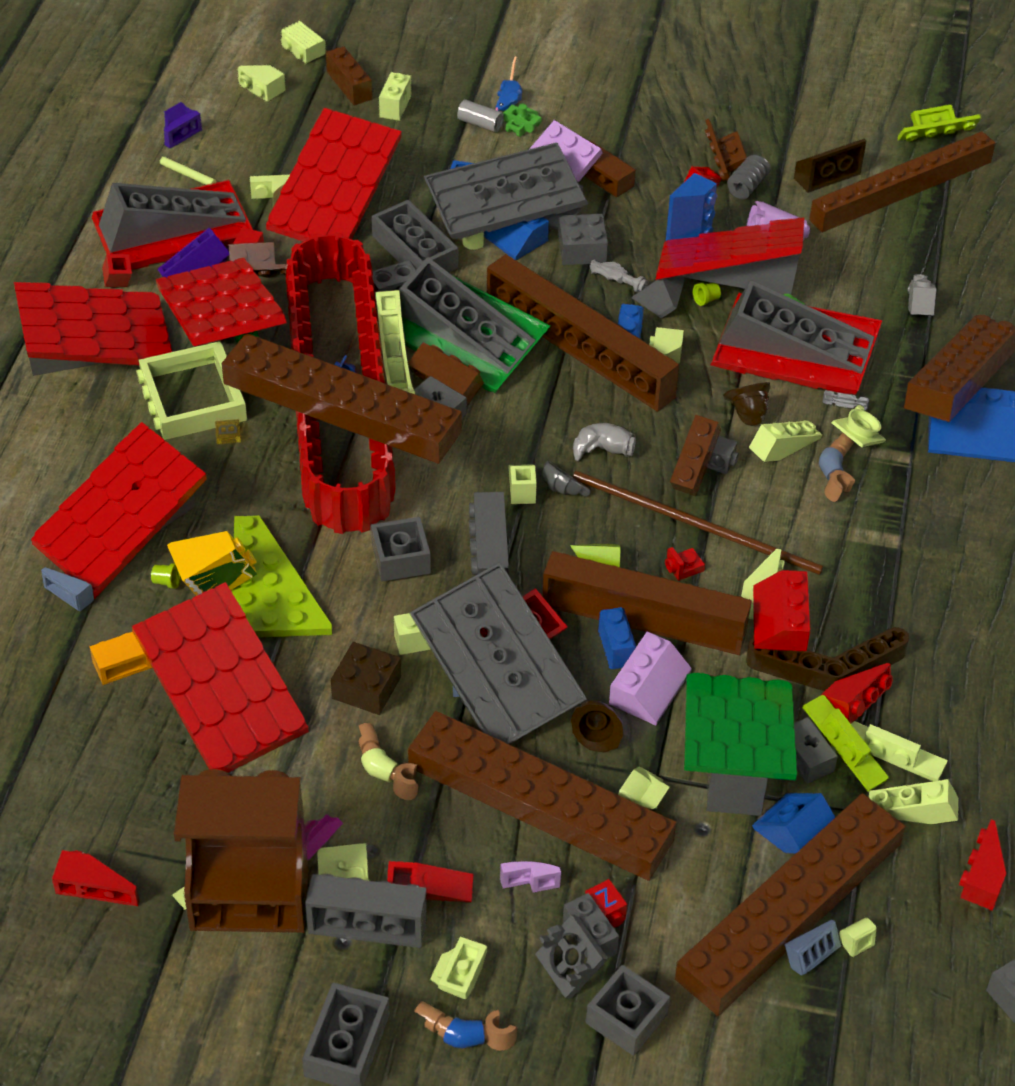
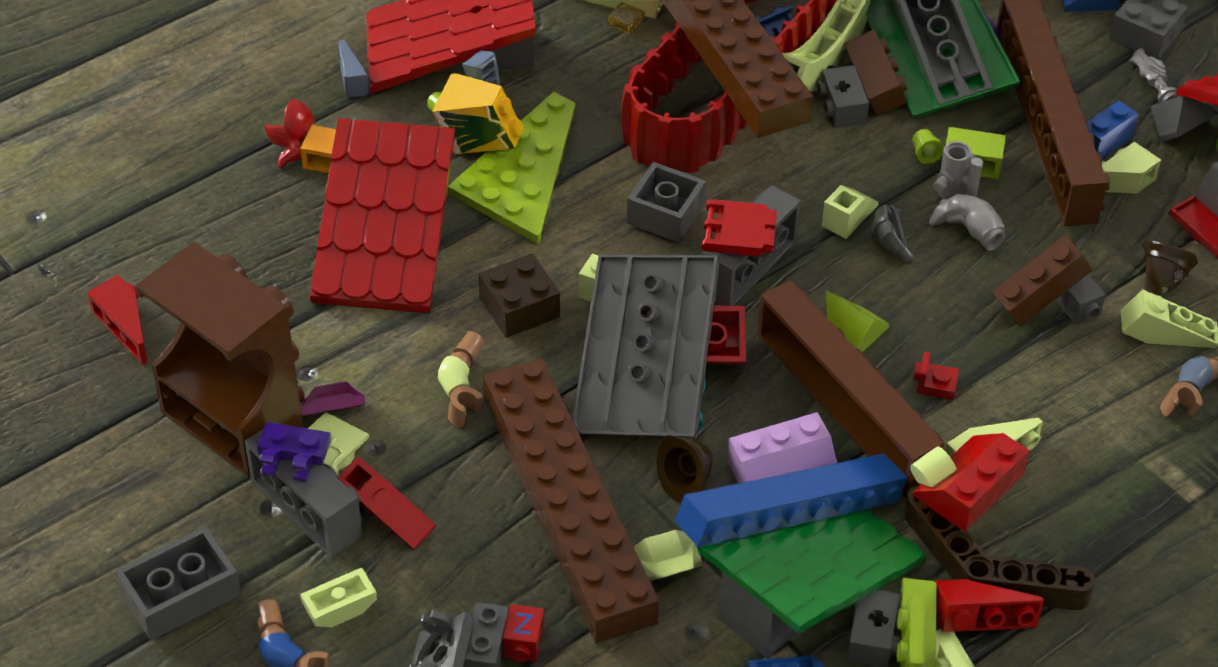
camera: 40 degrees right, 0 degrees up
(75, 661) = (293, 133): none -> red hair
(180, 526) = (483, 60): none -> sand blue slope
(347, 880) = (295, 444): none -> dark purple plate
(489, 535) = (739, 228): none -> red plate
(526, 406) = (927, 147): none -> lime piece
(539, 875) = (490, 564): lavender slope -> none
(560, 393) = (984, 146): none -> lime brick
(570, 413) = (958, 171): none -> light grey pin
(616, 636) = (791, 398): blue brick -> none
(696, 522) = (995, 354): reddish brown piece -> none
(700, 700) = (789, 499): none -> blue brick
(759, 620) = (933, 467): none -> yellowish green brick

